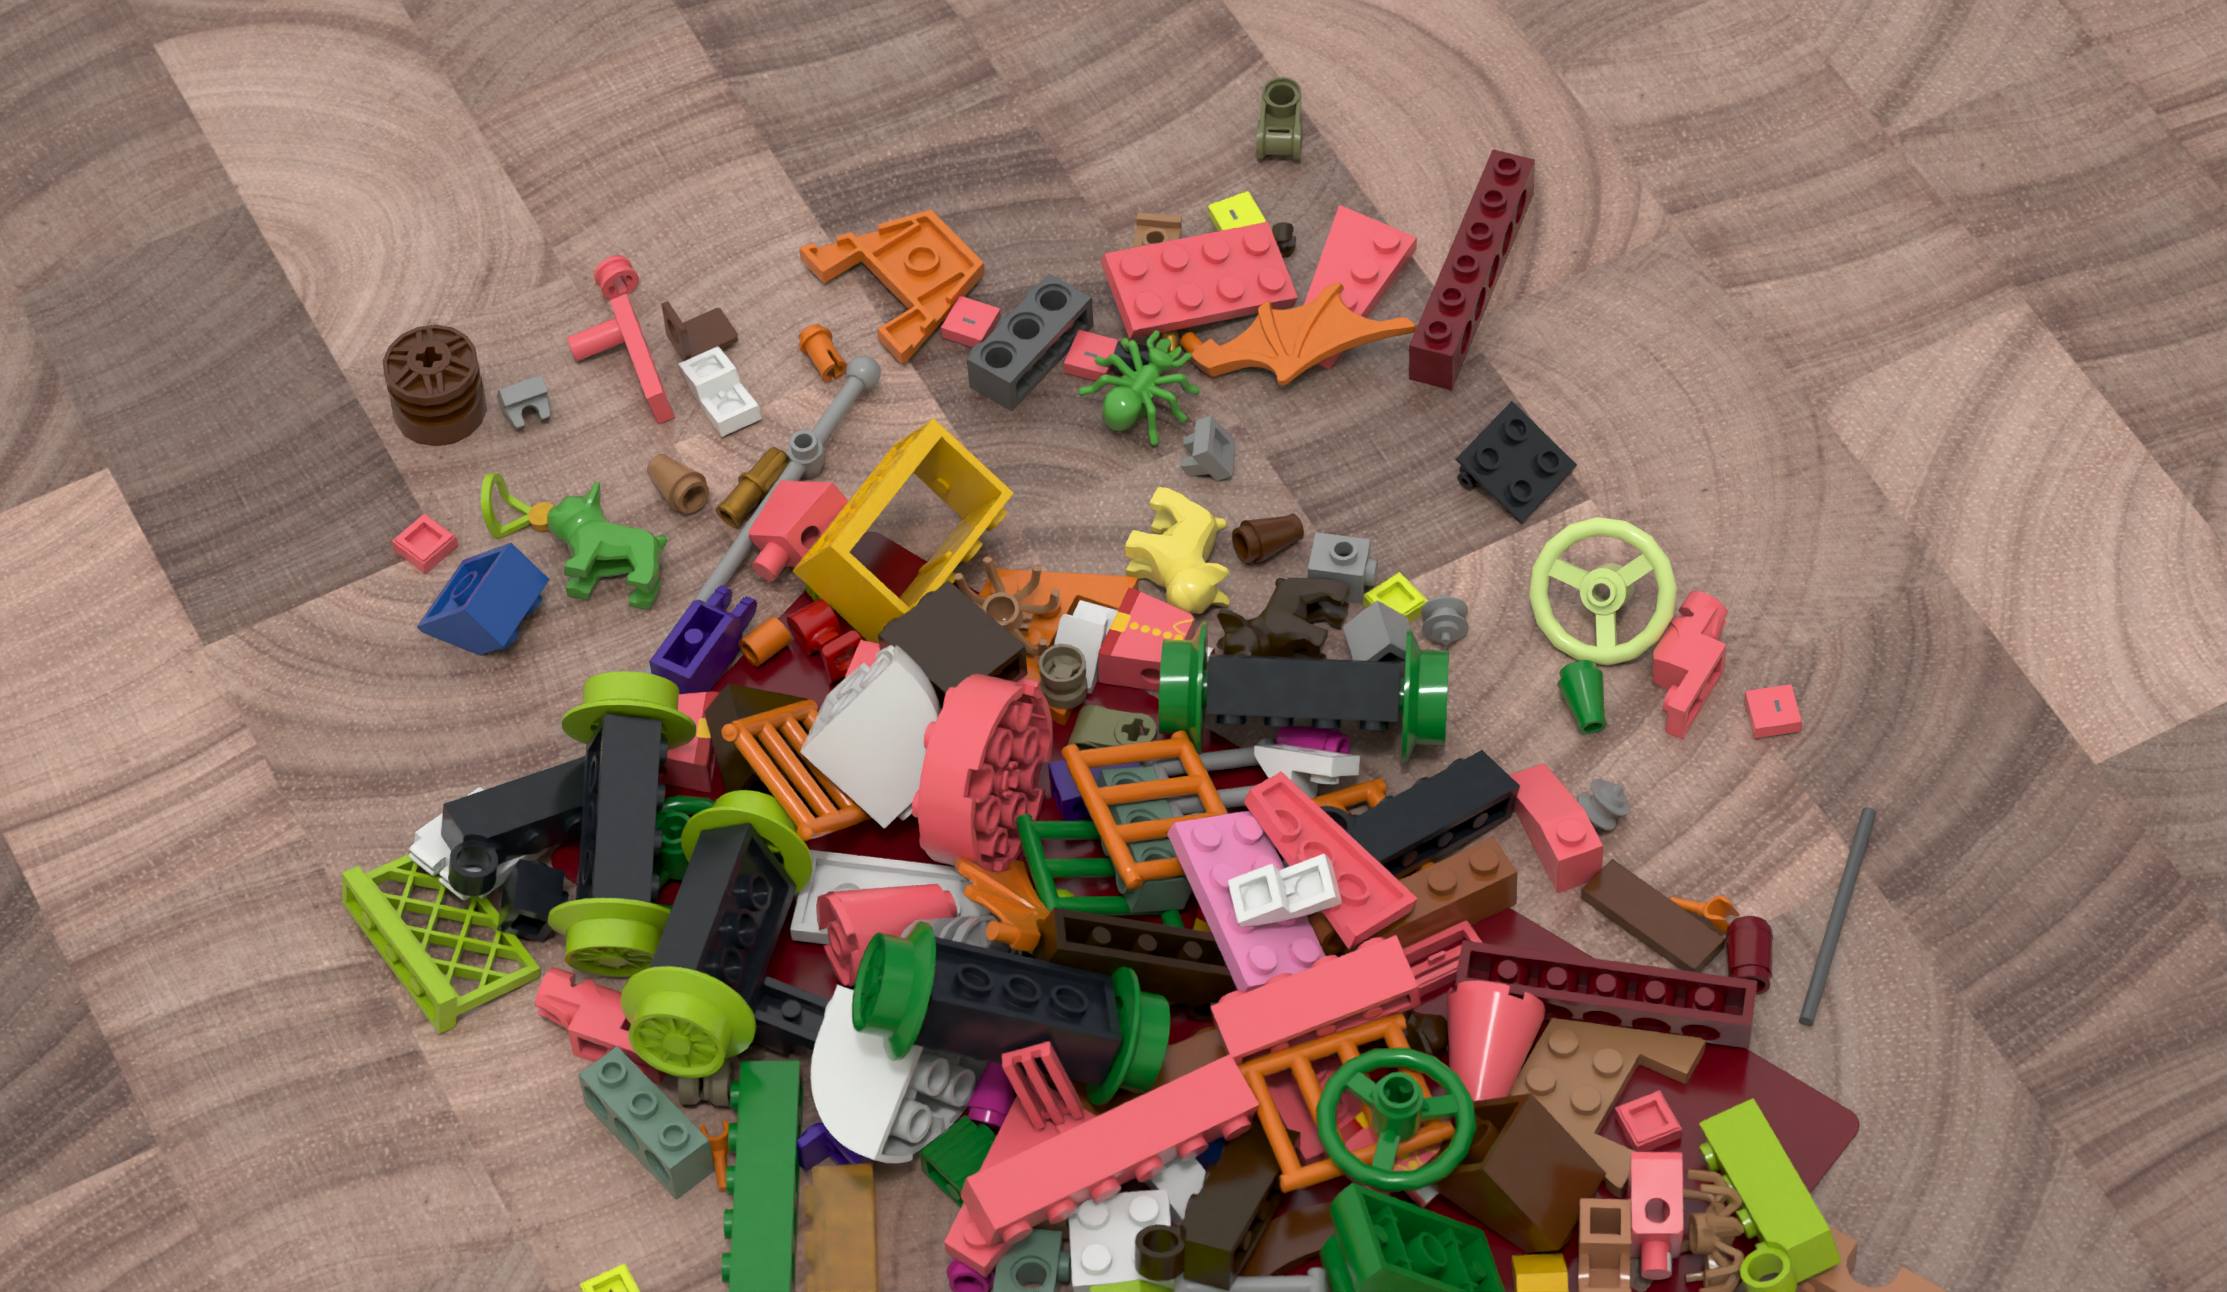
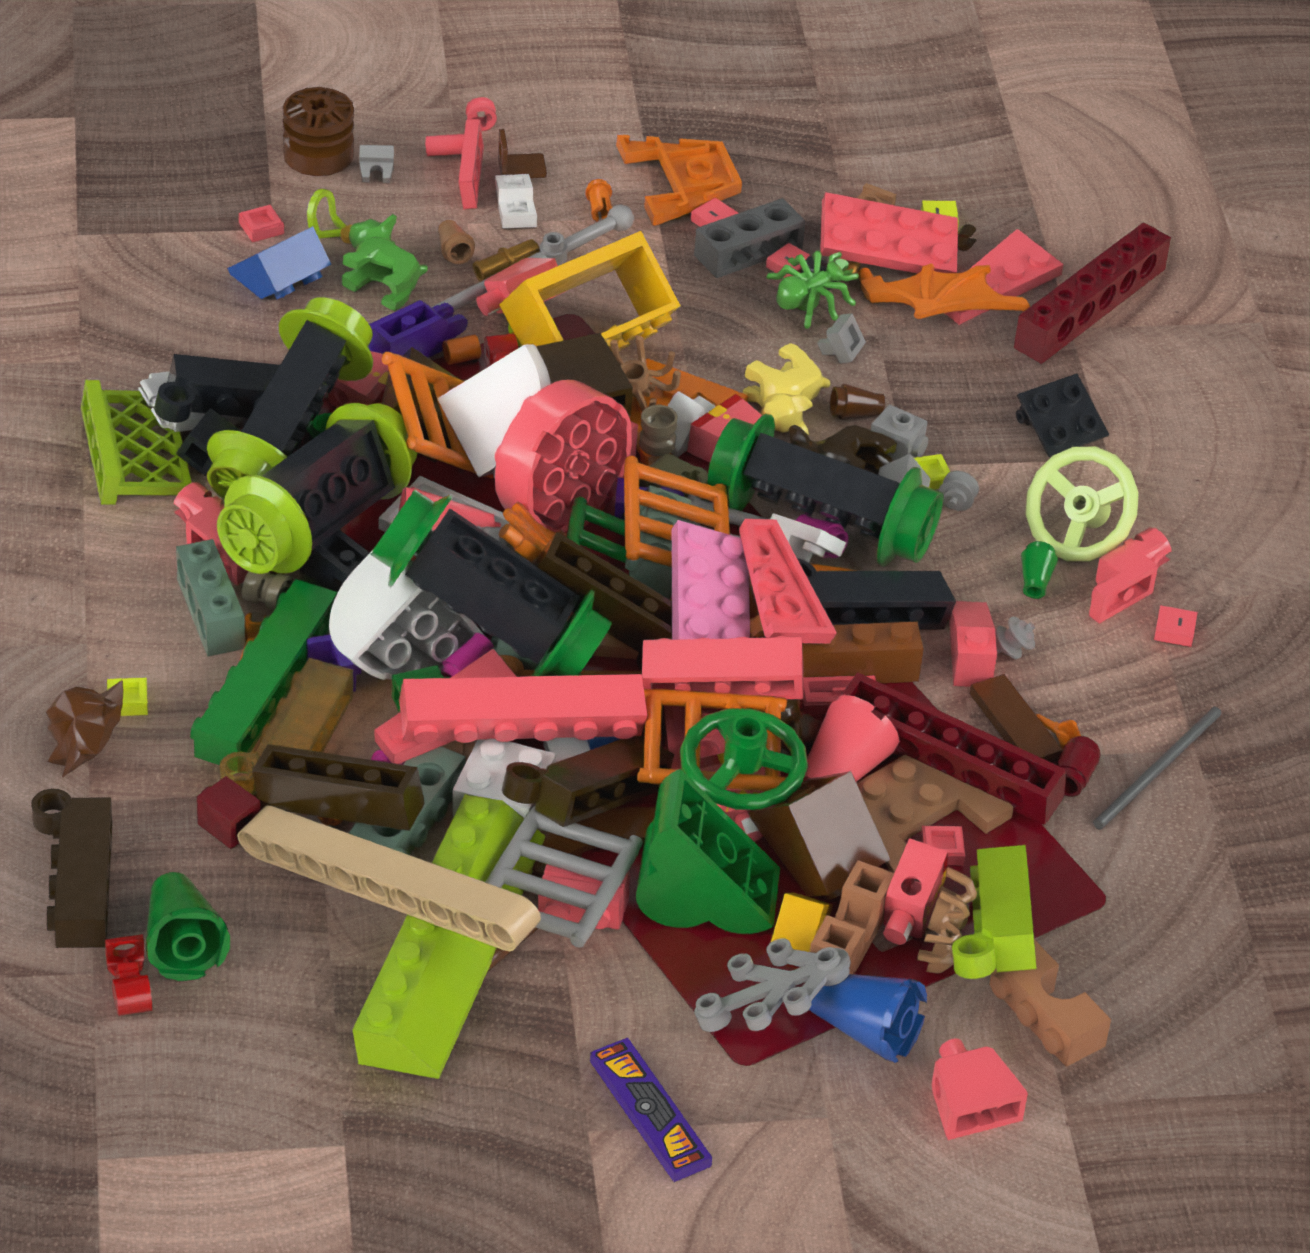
camera: 15 degrees right, 10 degrees down
(1051, 1109) = (478, 645): coral tile -> none
(1280, 119) = (1000, 166): olive piece -> none
(1284, 894) = (726, 587): white slope -> none

